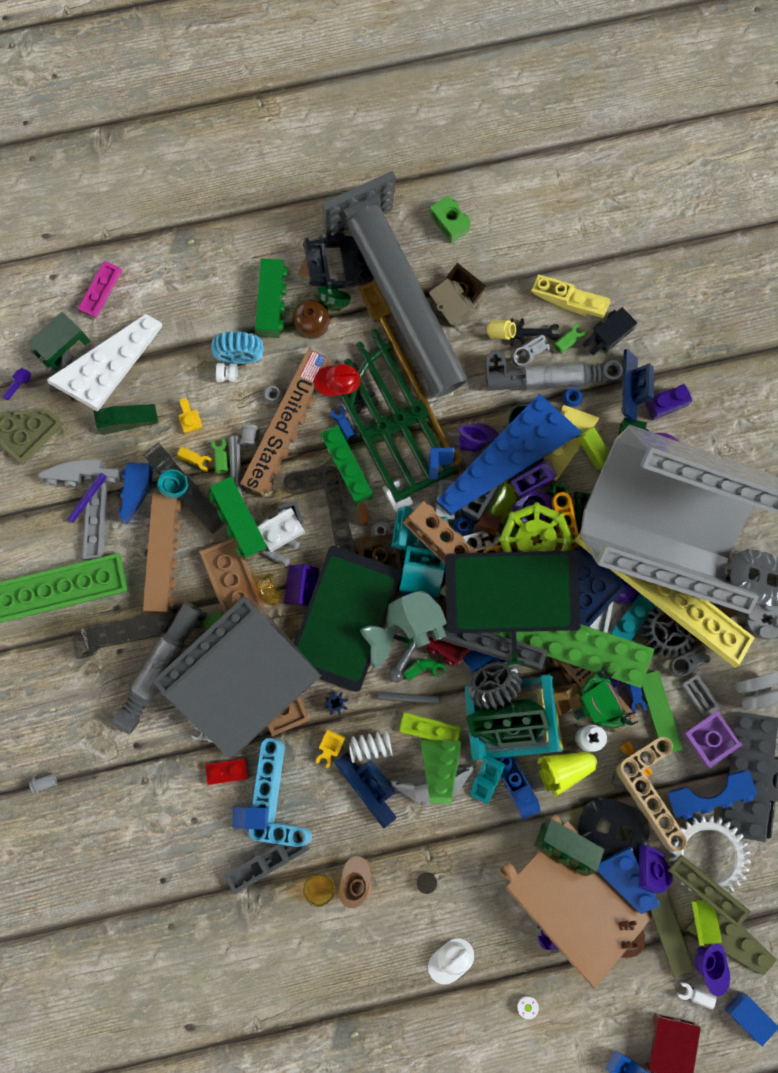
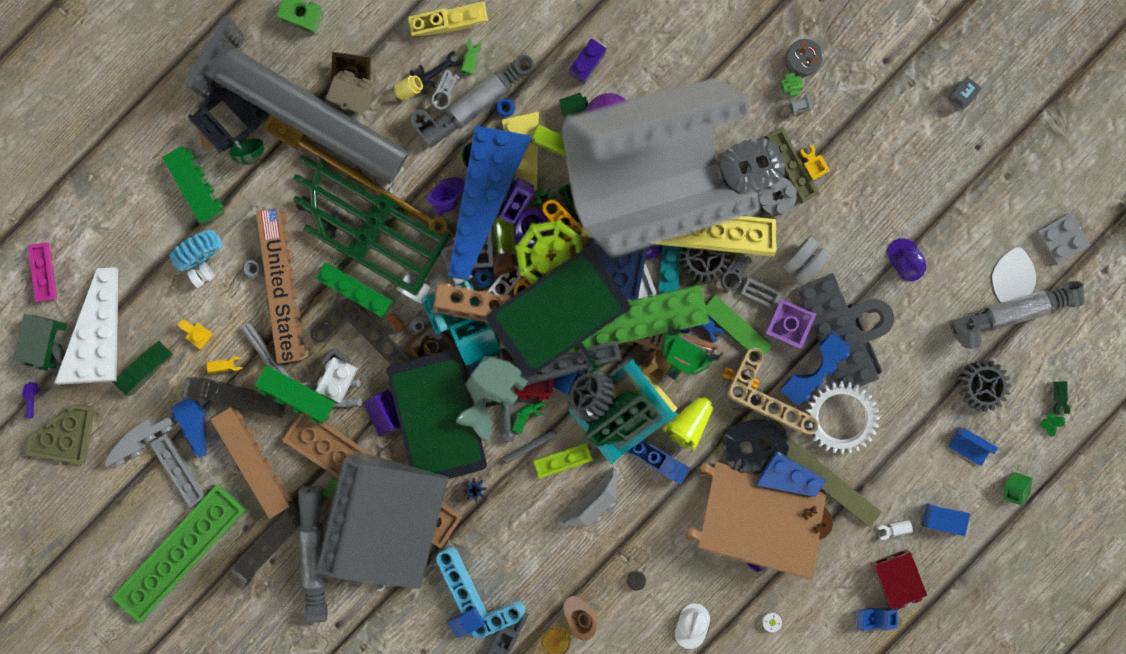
camera: 35 degrees left, 10 degrees up
(87, 497) = (158, 456): dark purple bar -> none
(172, 484) = (221, 401): teal hair -> none
(220, 457) = (244, 350): bright green bar -> none
(226, 771) = (423, 598): red plate -> none
(248, 435) = (256, 317): light grey bush -> none
(268, 591) = (360, 435): clear yellow hair -> none
(311, 319) = (240, 181): reddish brown cylinder -> none
(331, 745) = (492, 524): yellow plate -> none
(337, 380) = (298, 223): red piece -> none
(344, 424) = (329, 255): blue bar -> none
(370, 746) = (523, 506): white piece -> none
(370, 787) = (544, 537): dark blue bracket -> none
(438, 457) = (426, 237): blue panel -> none
(440, 767) = (589, 487): bright green wing -> none
(487, 780) = (633, 471): teal slope -> none
(569, 848) = (729, 484): dark green brick -> none
(598, 738) = (697, 393): white piece -> none
(612, 331) = (502, 28): black hinge -> none
(637, 385) = (551, 64): dark blue bracket -> none
(653, 870) = (805, 457): dark purple tile -> none
(706, 923) = (868, 470): lime panel -> none
(709, 891) = (857, 445): olive tile -> none
(713, 965) = (896, 501): dark purple piece -> none
(741, 945) = (894, 468): olive wing -> none

